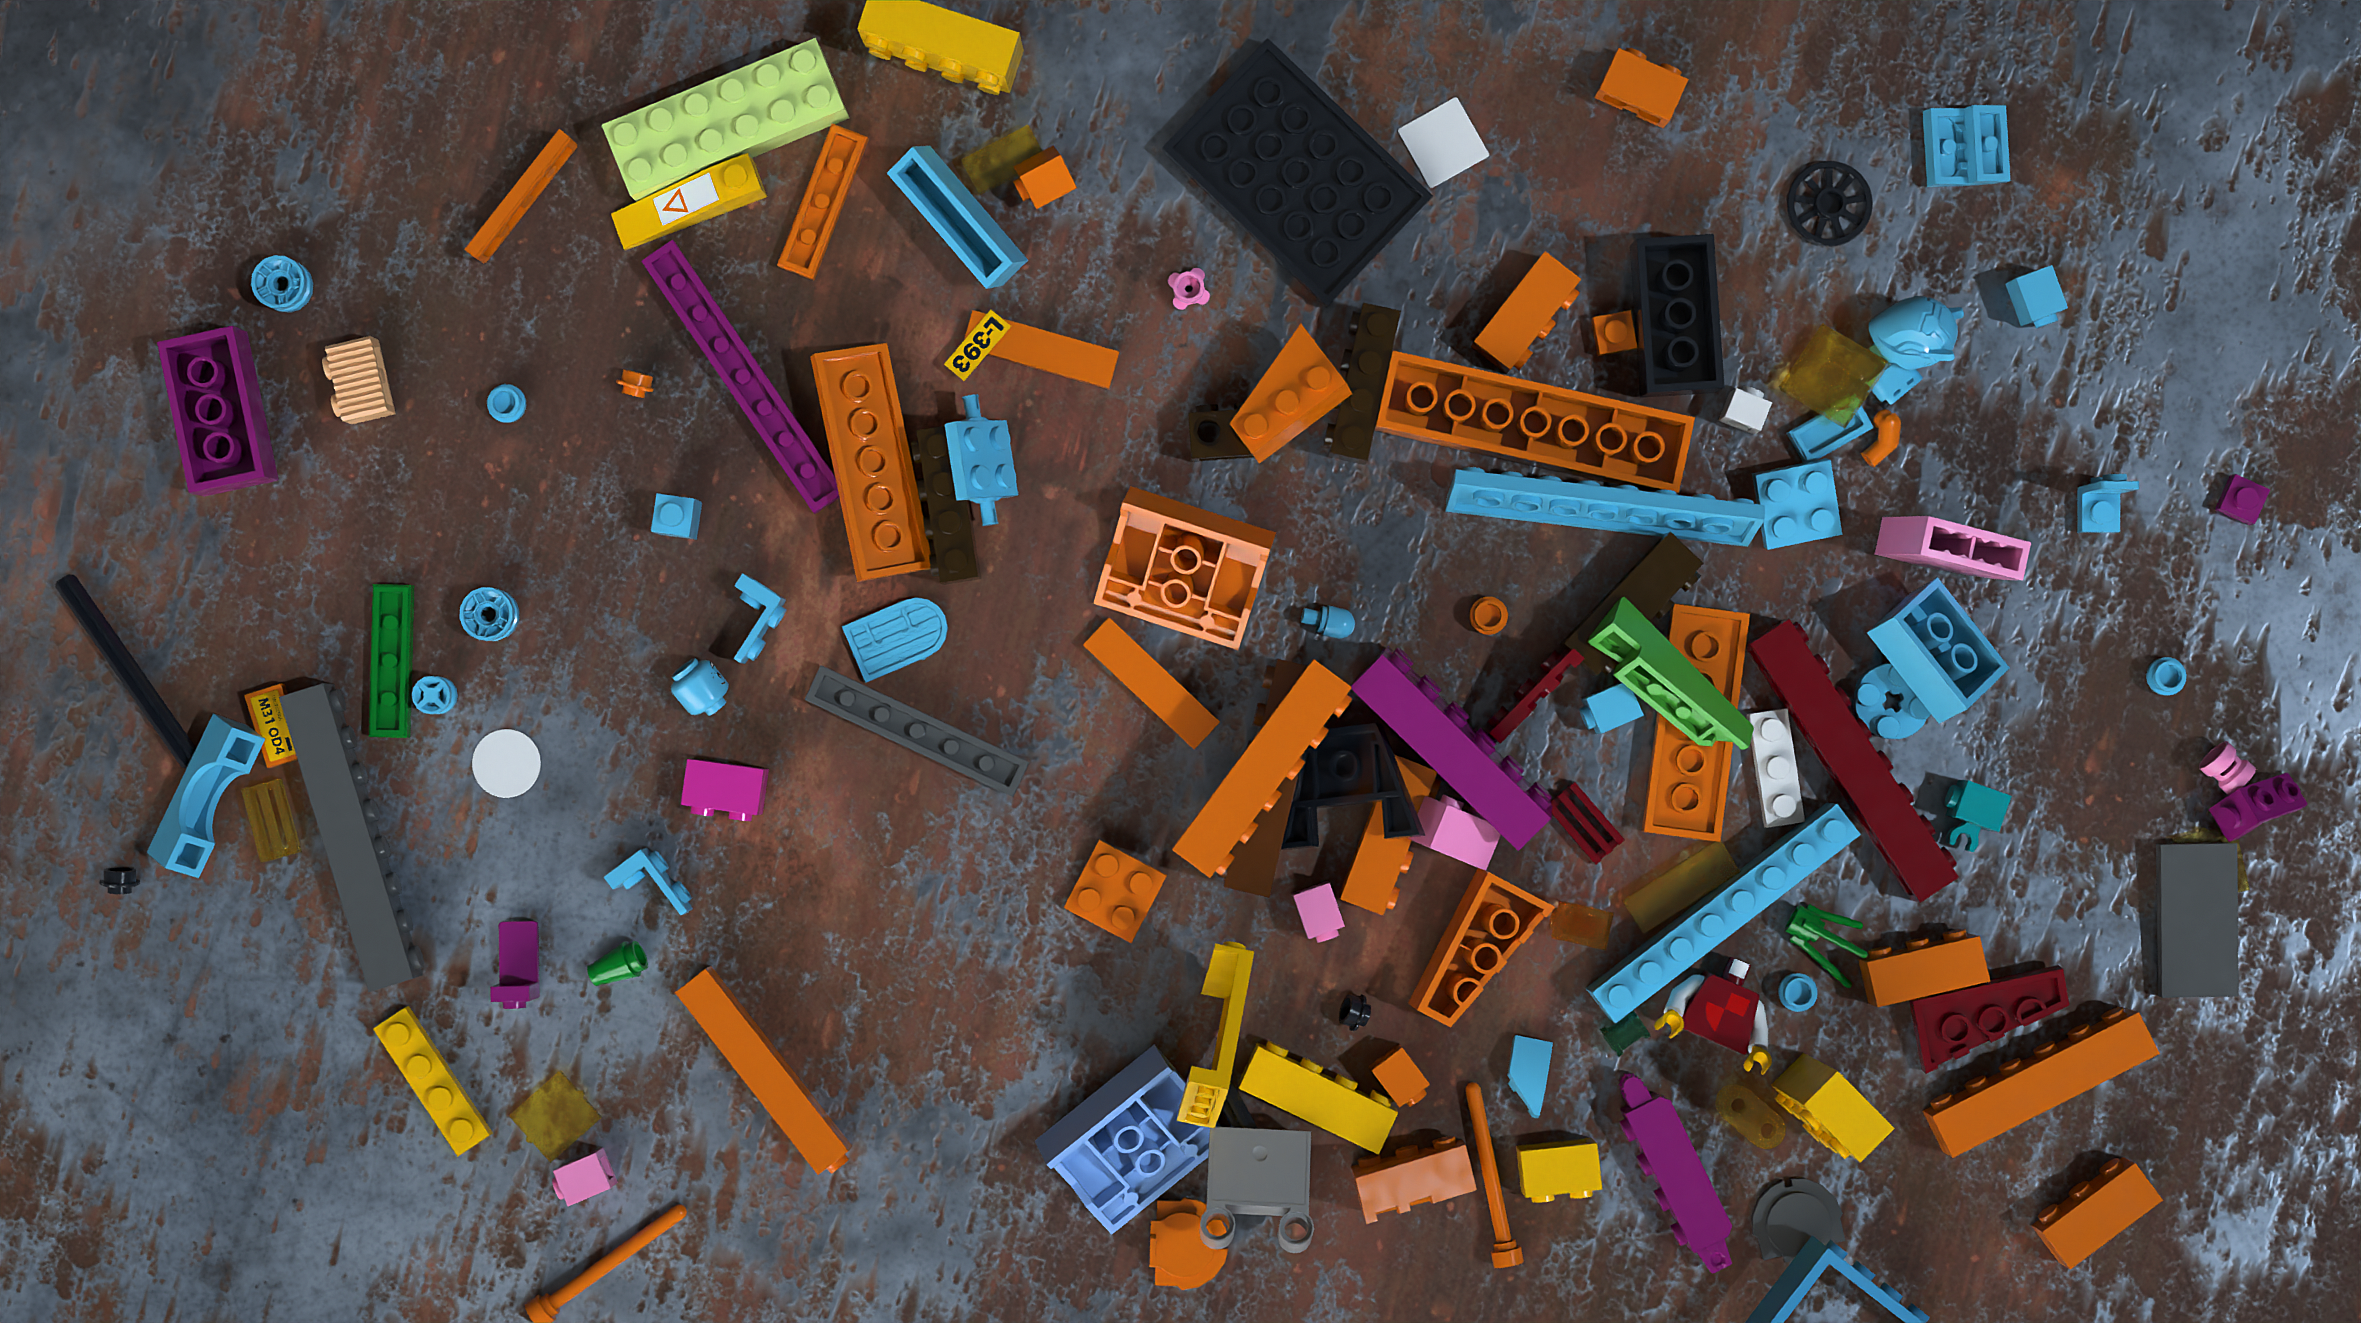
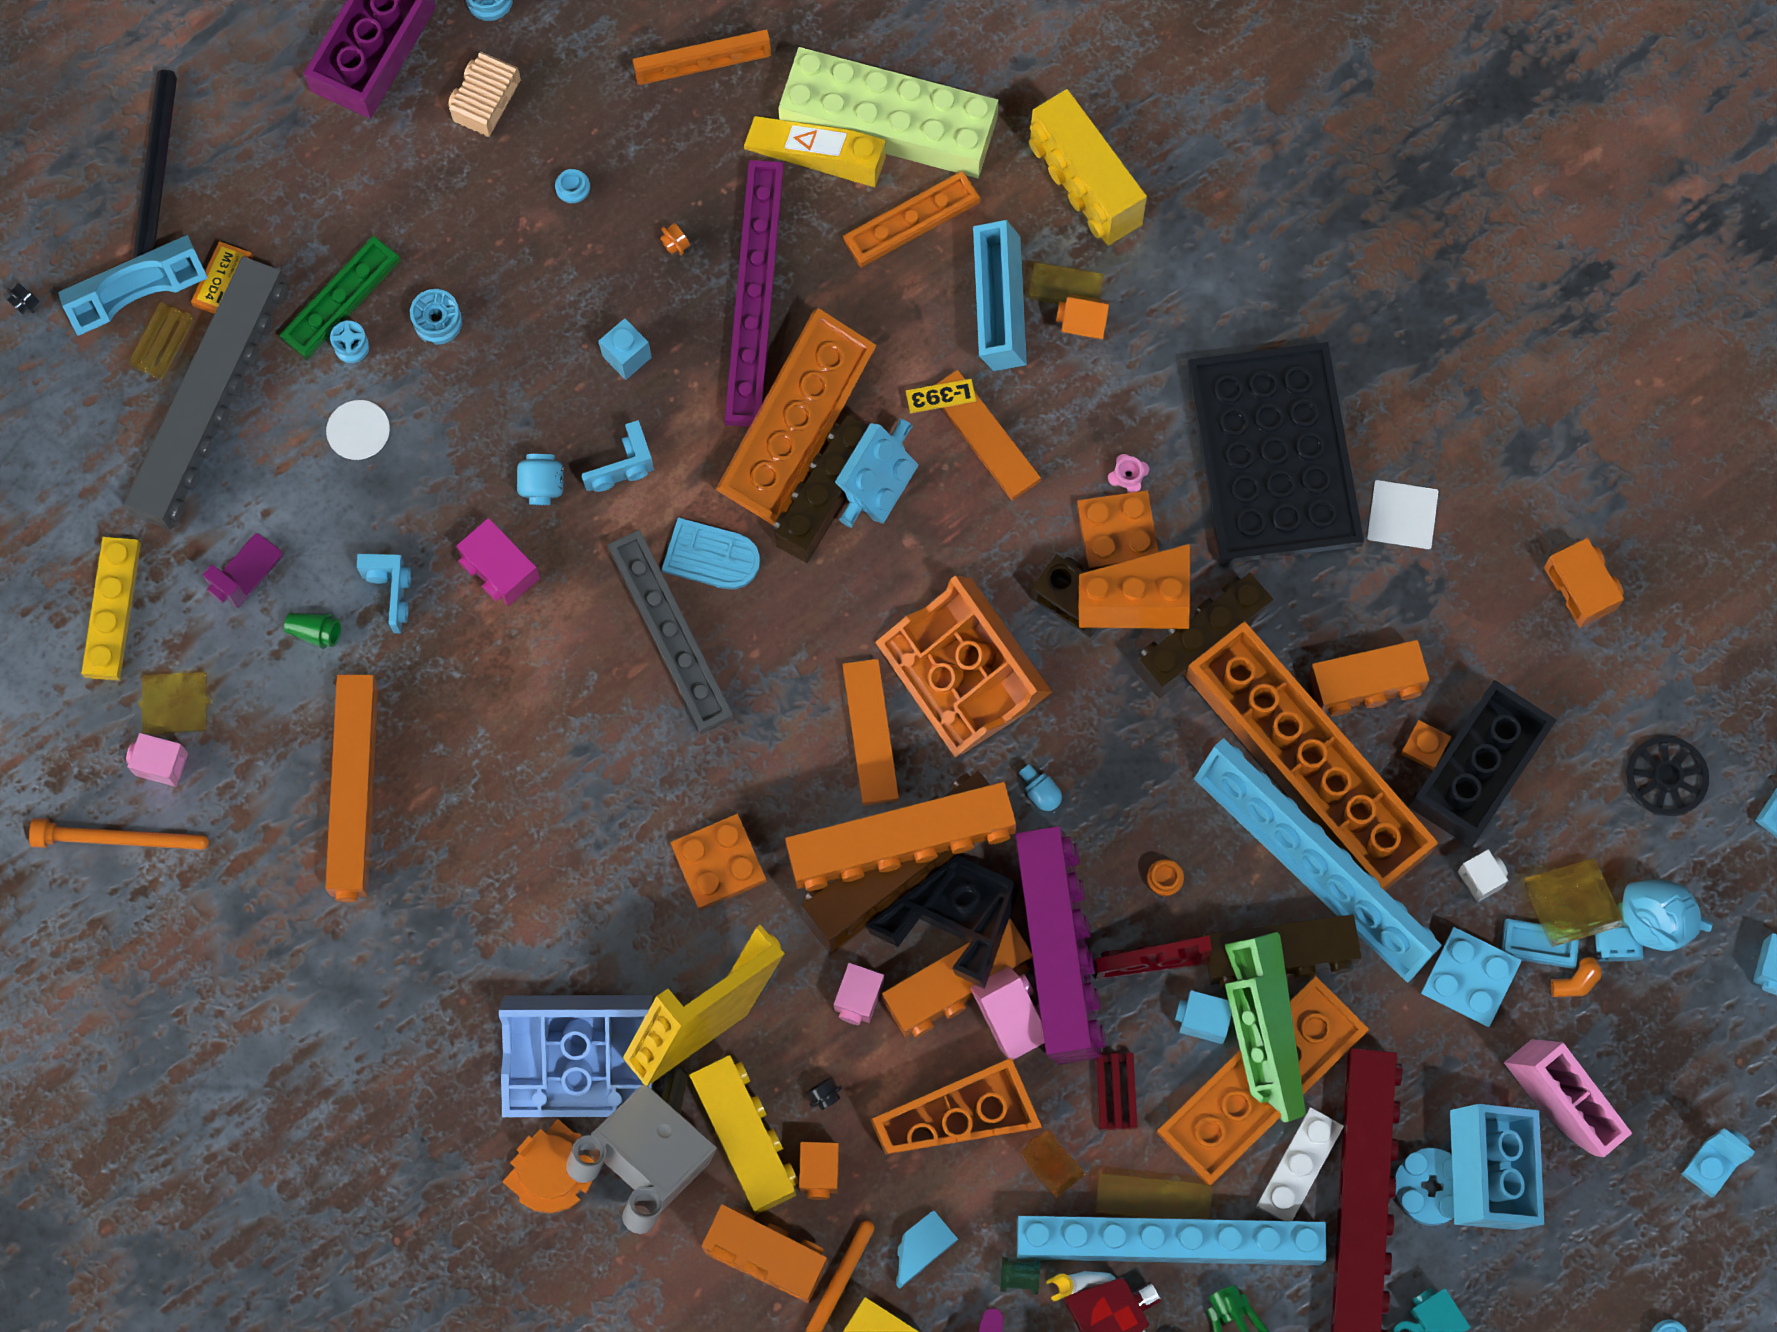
camera: 40 degrees right, 15 degrees down
(1219, 346) = (1116, 528): none -> orange plate

